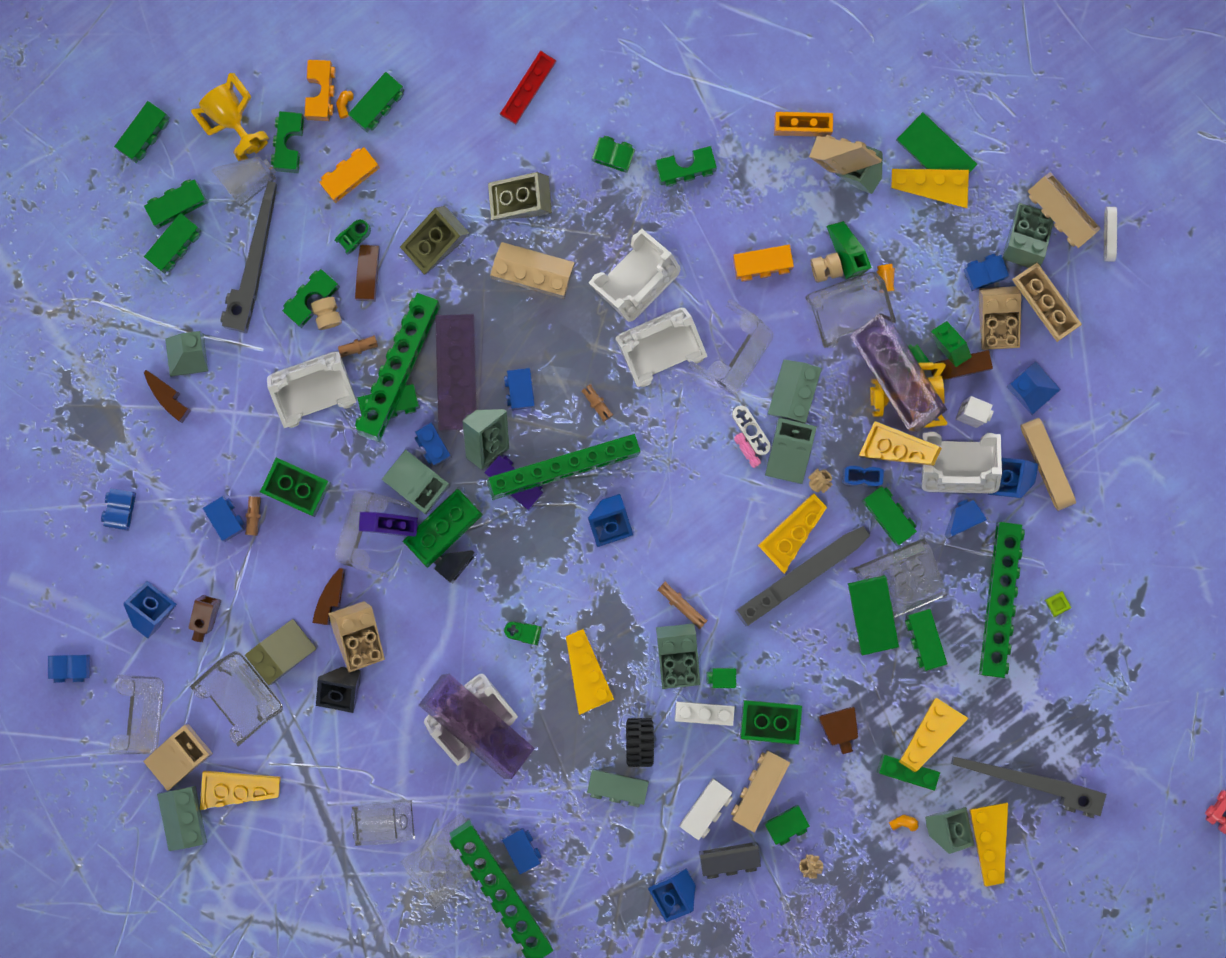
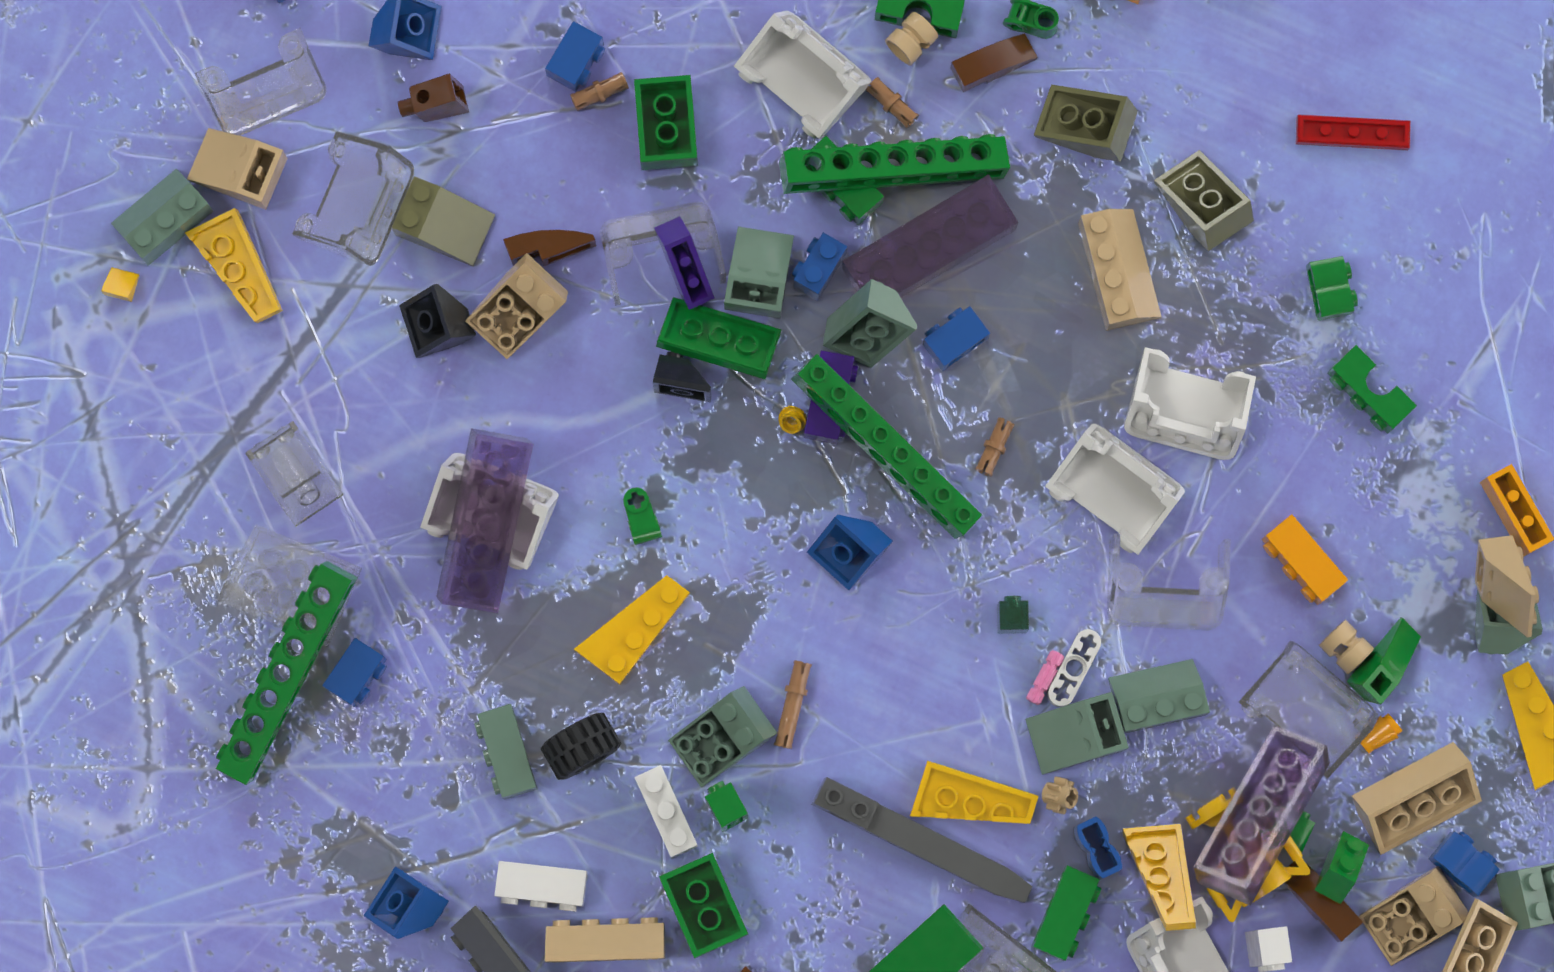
camera: 60 degrees right, 5 degrees down
(209, 865) = (120, 284): none -> yellow slope
(515, 512) = (790, 425): none -> yellow plate
(701, 448) = (1012, 615): none -> clear green brick
(934, 277) = (1417, 797): none -> tan slope

